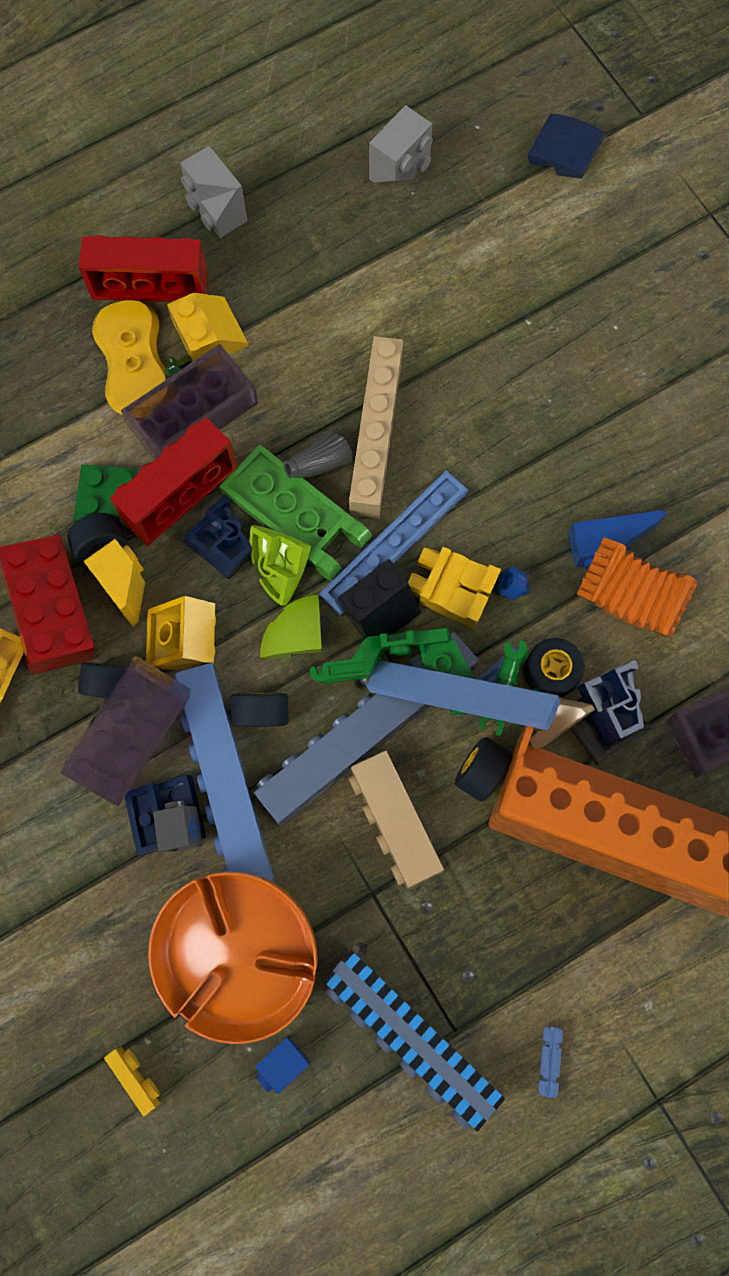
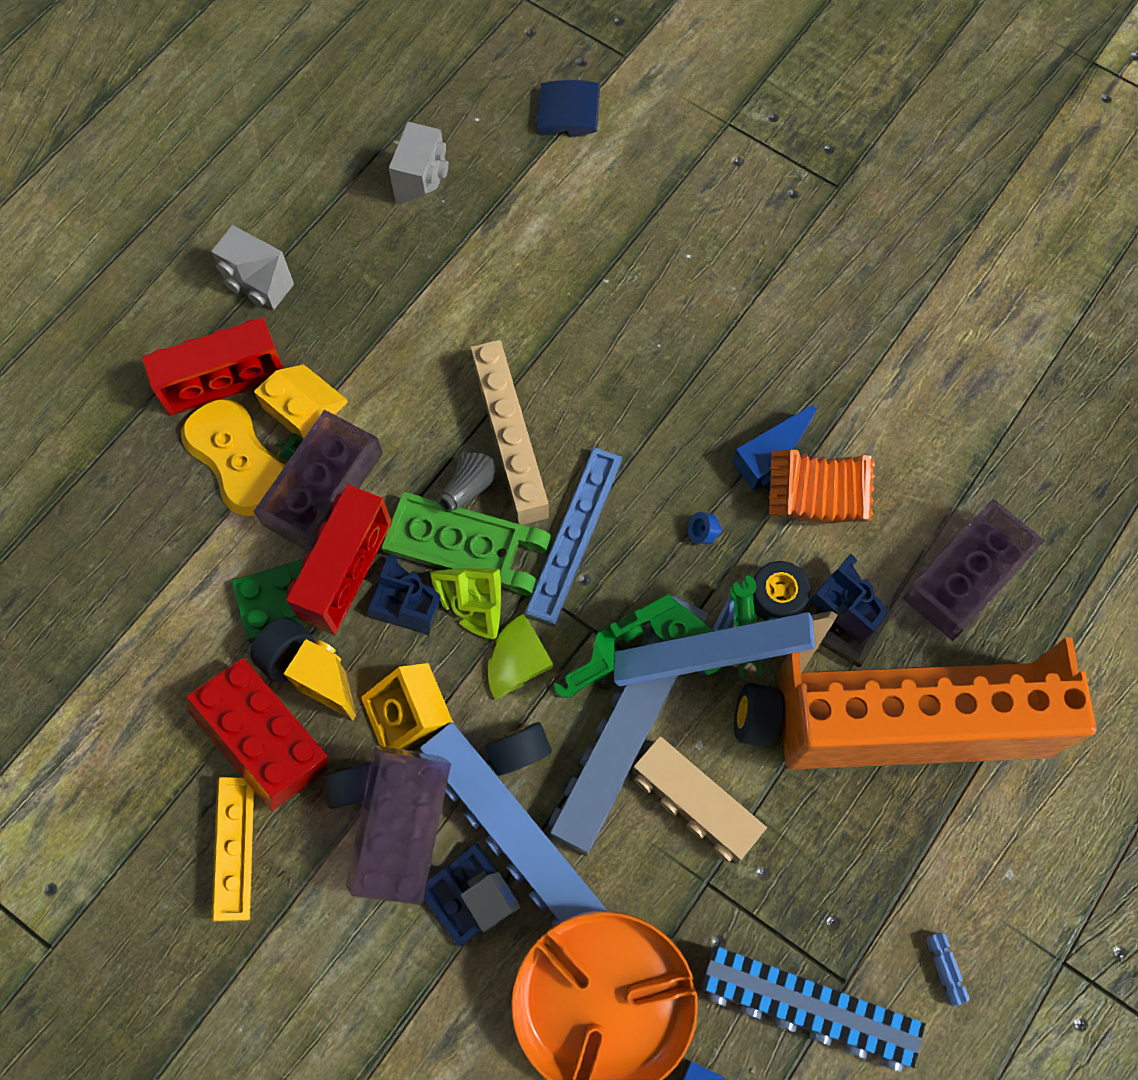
camera: 25 degrees left, 5 degrees down
(379, 602) = (588, 597): black slope -> none
(455, 585) = (651, 552): yellow hips -> none

